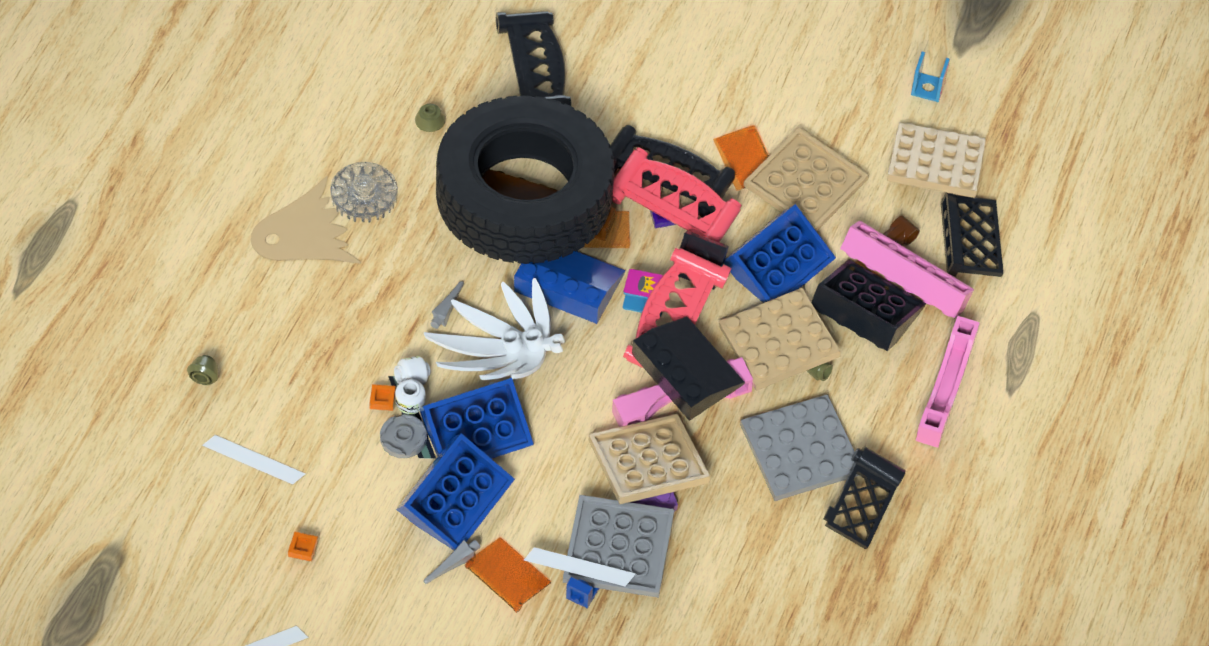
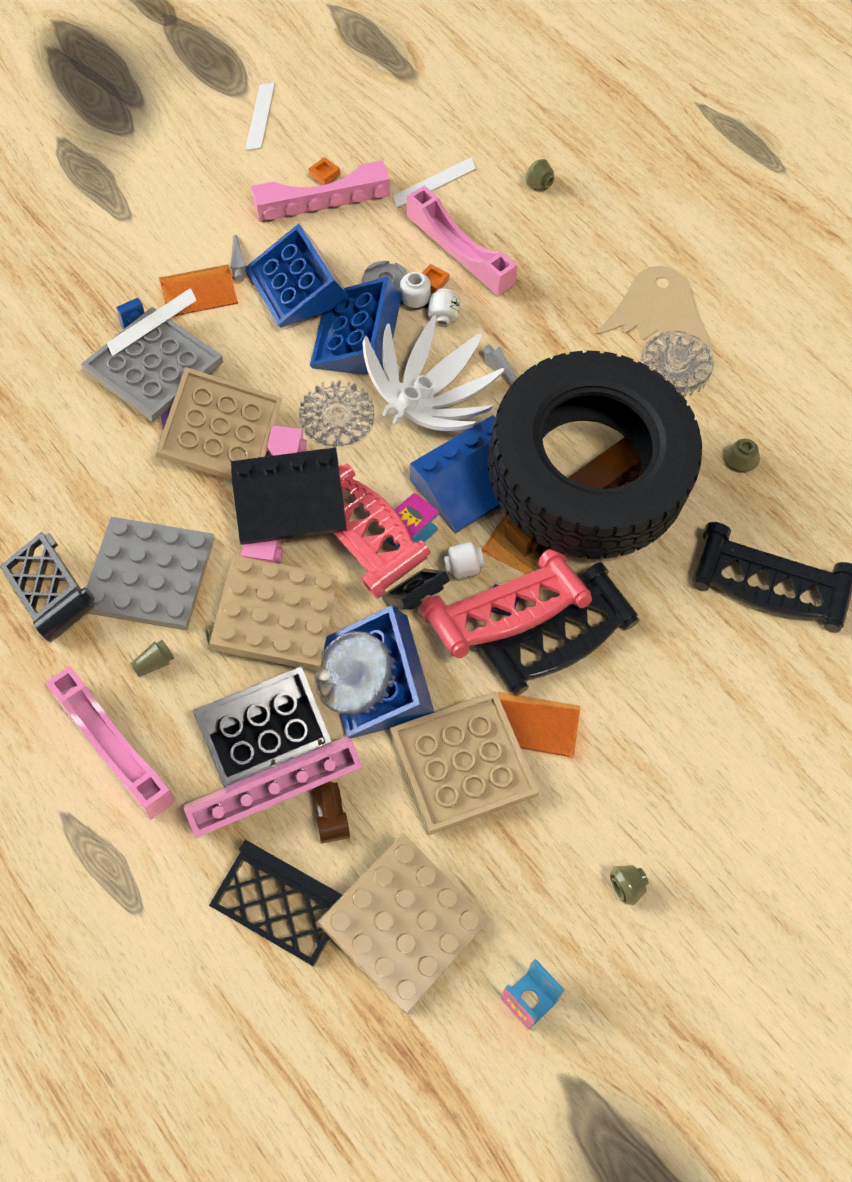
camera: 120 degrees right, 5 degrees up
(300, 504) = (280, 200): none -> bright pink arch
(317, 419) = (489, 266): none -> bright pink arch
(580, 387) = (336, 415): none -> clear wheel
(652, 246) = (464, 560): none -> white head
(794, 261) = (354, 673): none -> clear wheel
(822, 60) = (629, 883): none -> olive cone
(867, 399) = (153, 658): none -> olive cone

